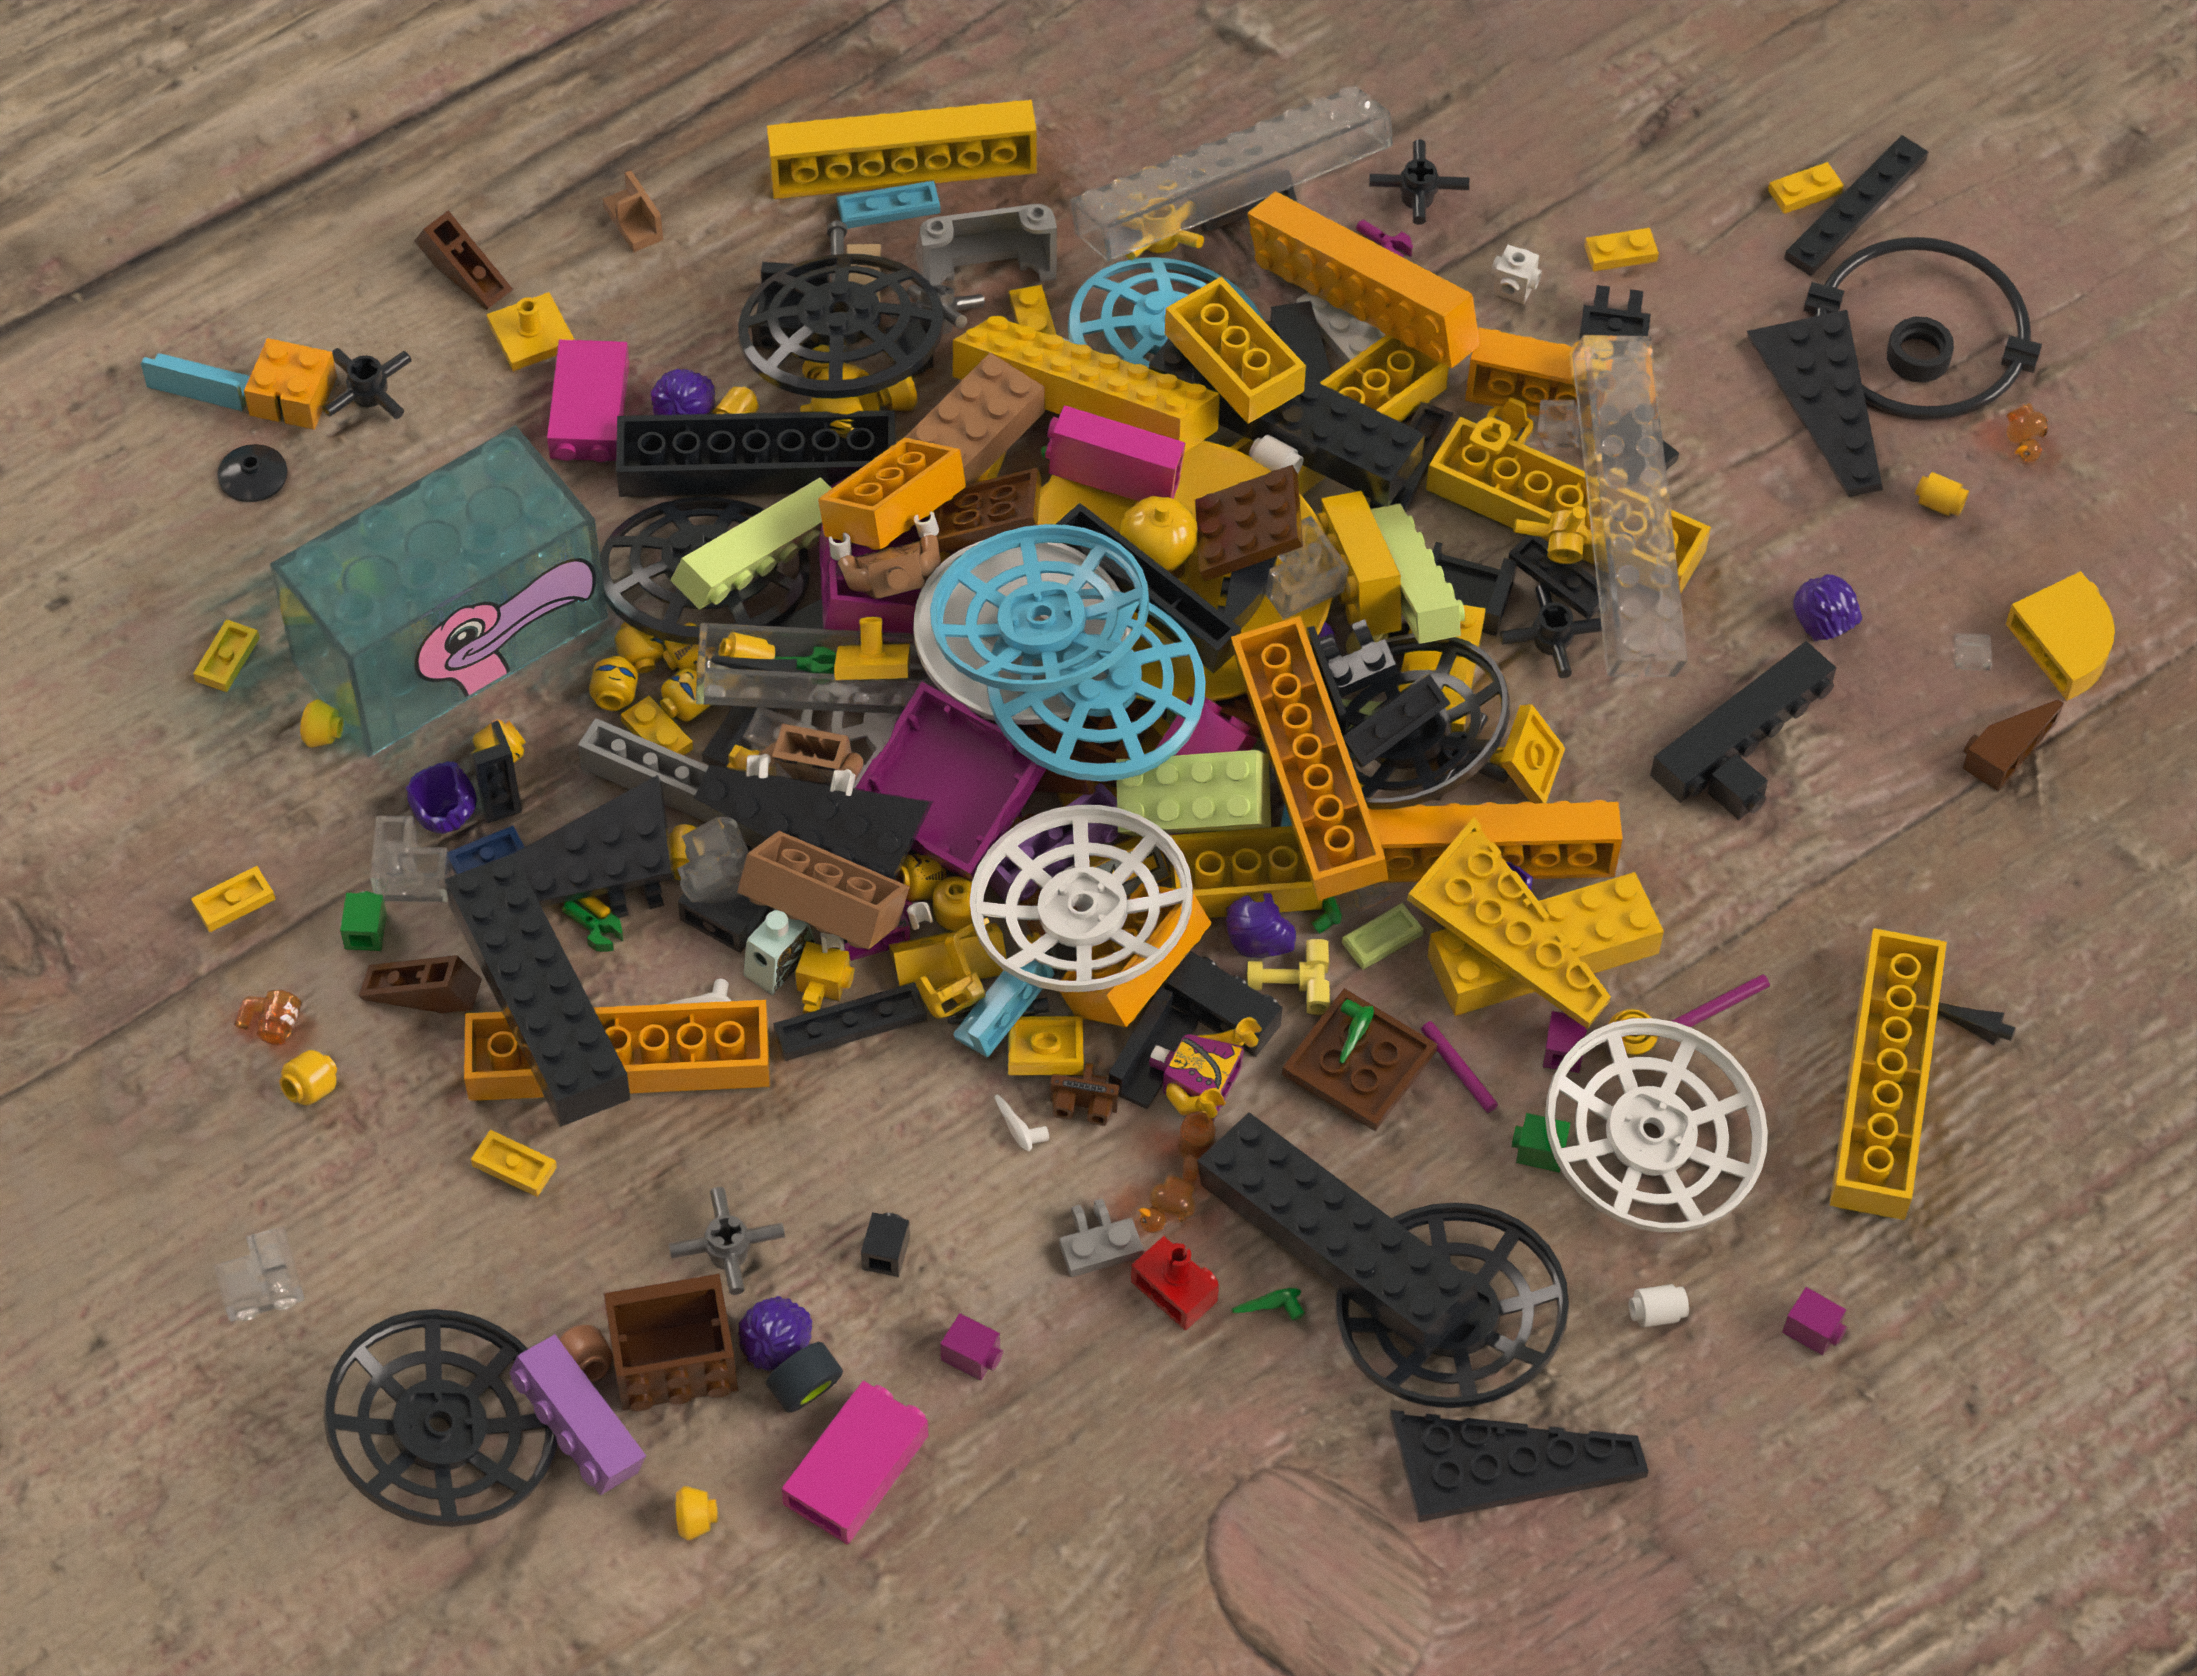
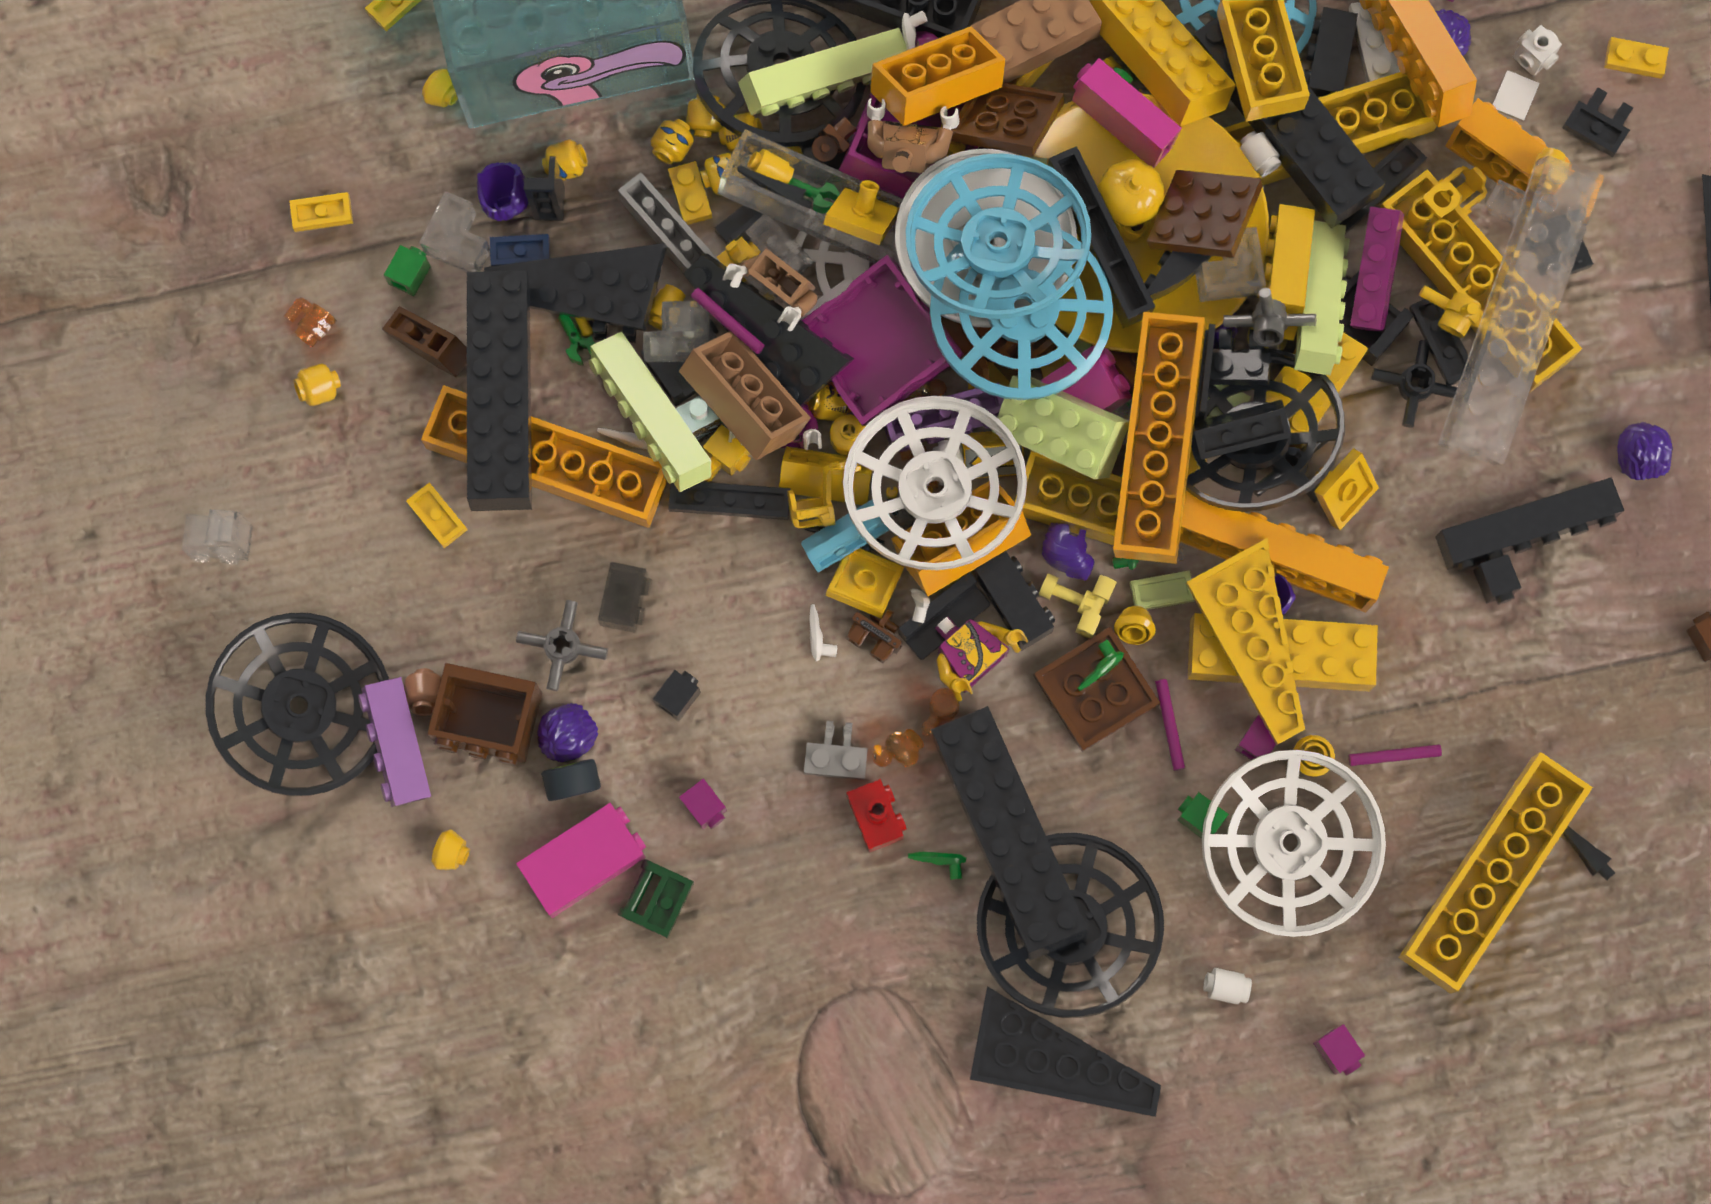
camera: 25 degrees right, 20 degrees up
(720, 953) = (650, 412): none -> yellowish green brick
(769, 822) = (727, 320): none -> magenta bar
(775, 1165) = (624, 597): none -> clear smoke brick
(803, 601) = (832, 140): none -> reddish brown hips
(831, 468) = (908, 27): none -> white bar
(975, 1470) = (665, 902): none -> dark green plate
(1123, 1038) = (922, 602): none -> white bar
(1369, 602) = (1269, 320): none -> flat silver bar
(1371, 977) = (1135, 625): none -> yellow cone
(1456, 528) = (1377, 269): none -> magenta brick
(1514, 321) = (1515, 95): none -> white sticker

